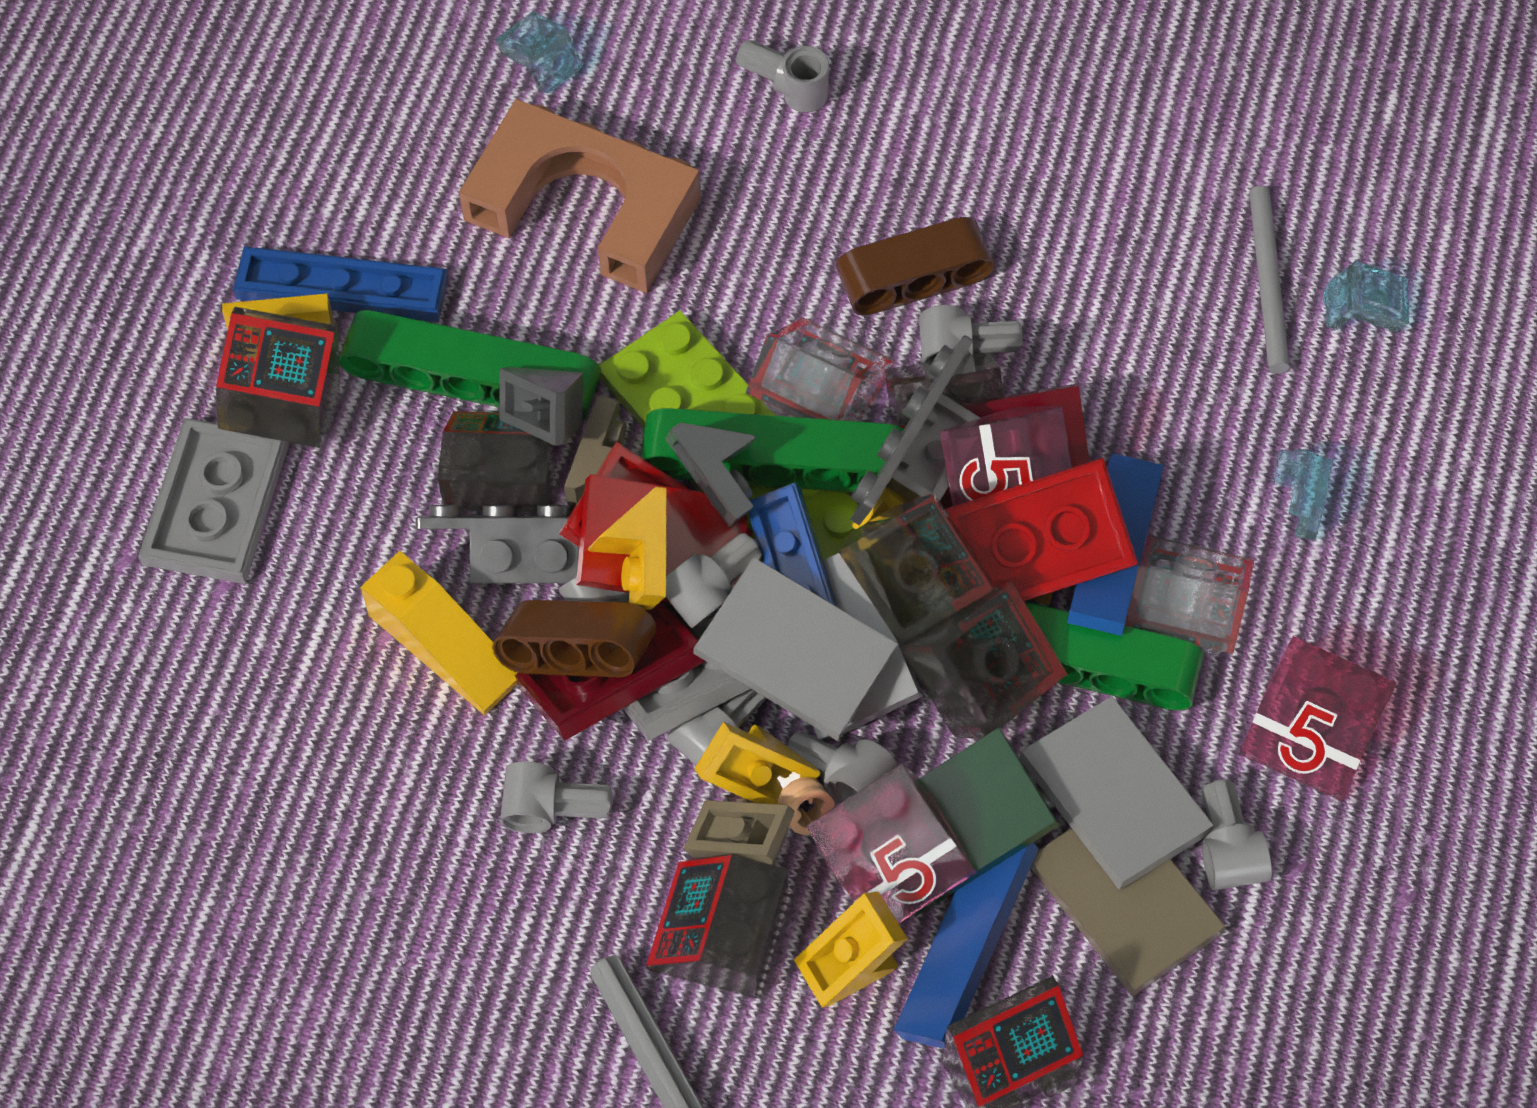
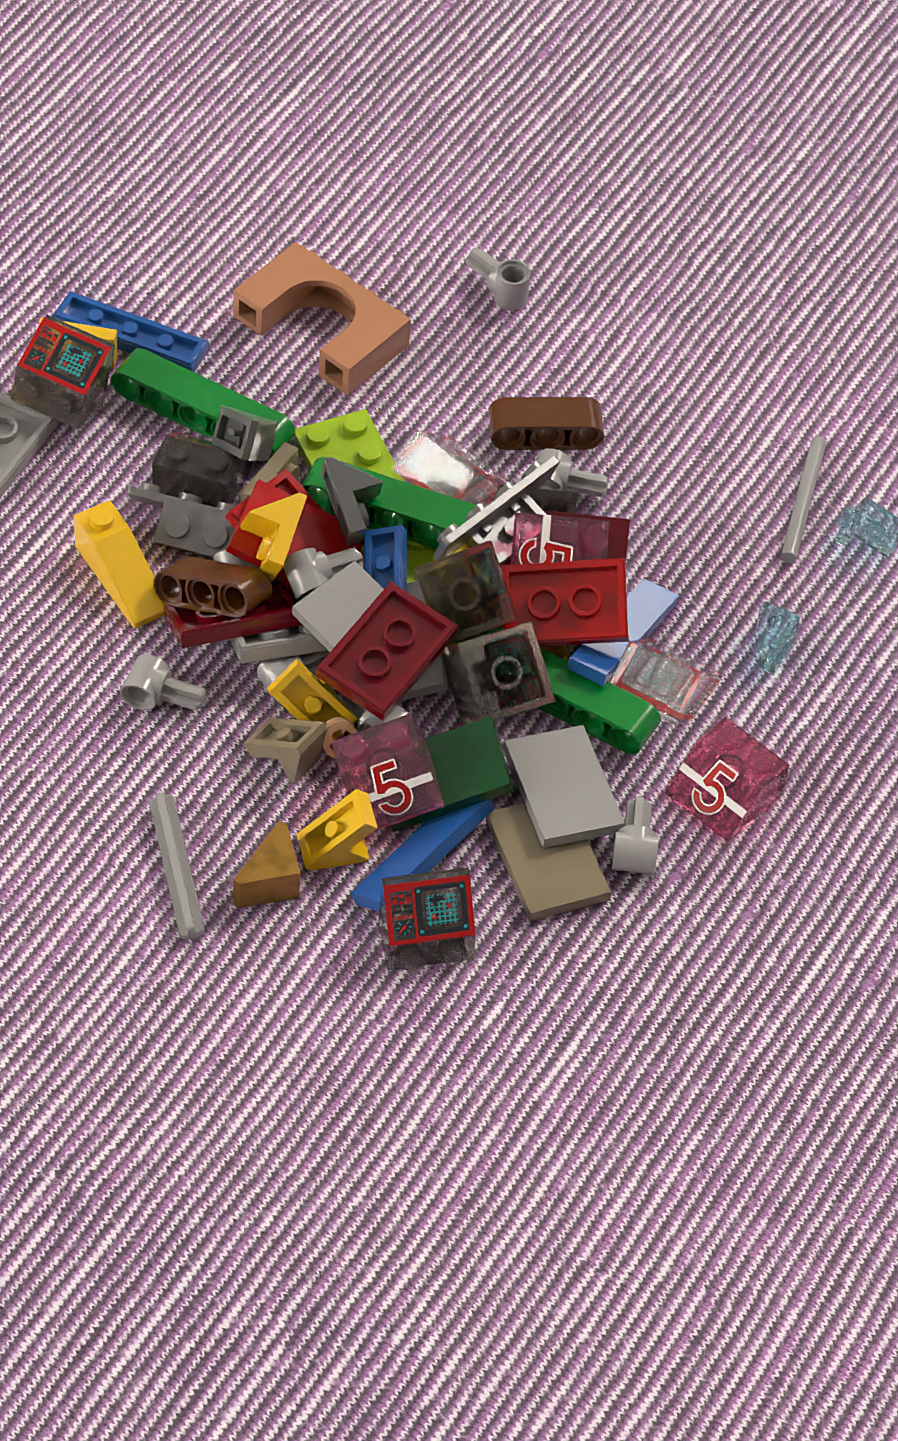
camera: 10 degrees right, 10 degrees down
(542, 48) = (329, 219): clear light blue bracket -> none
(720, 923) = (254, 794): clear smoke slope -> none
(785, 1032) = (270, 872): none -> pearl gold slope
(837, 677) = (386, 651): none -> dark red tile

